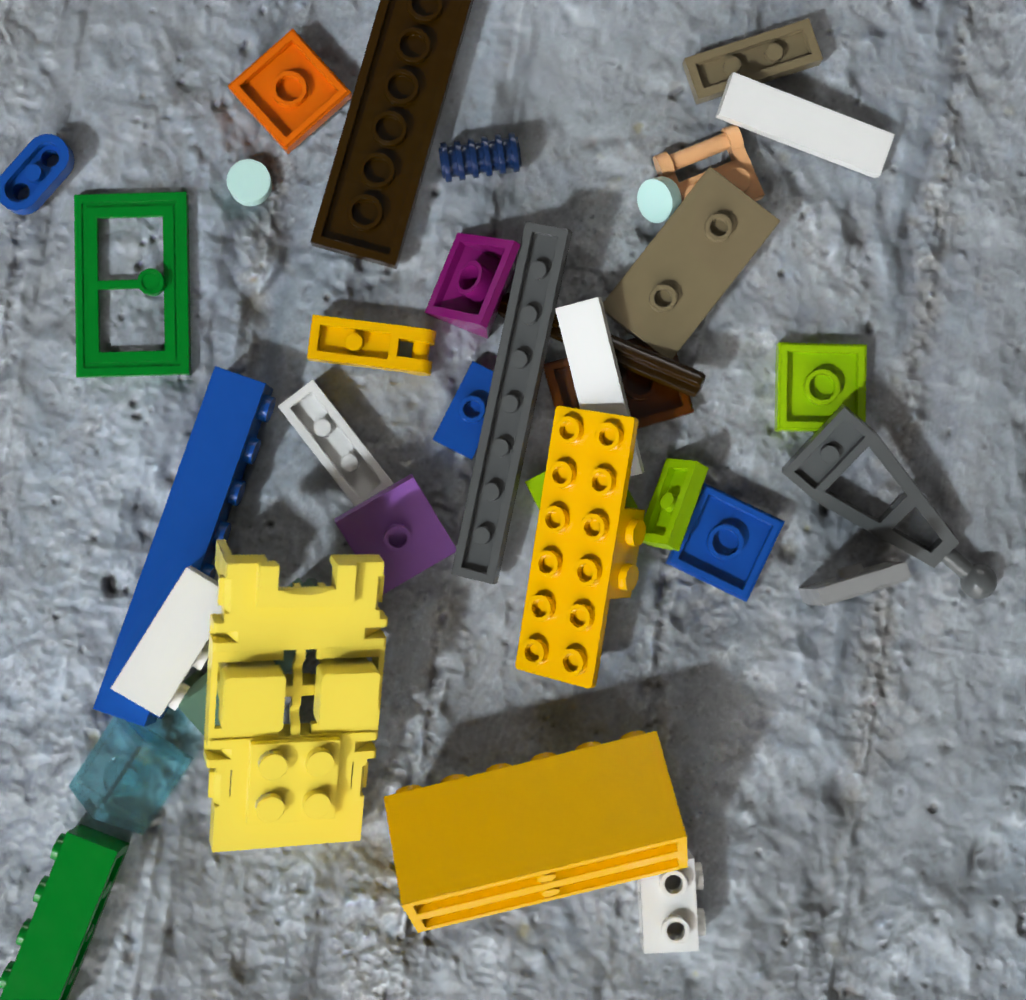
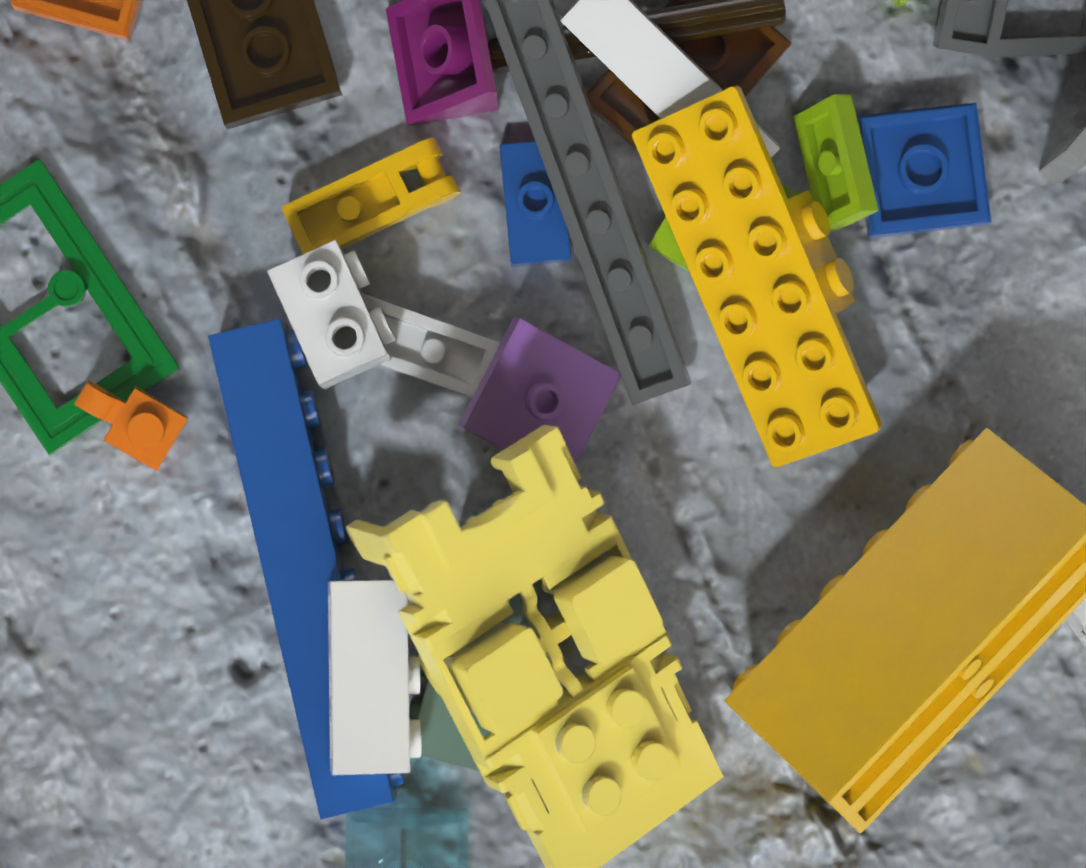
camera: 30 degrees left, 0 degrees up
(142, 394) = (140, 425): none -> orange plate
(249, 182) = (106, 102): light aqua tile -> none
(298, 400) = (330, 313): none -> white brick

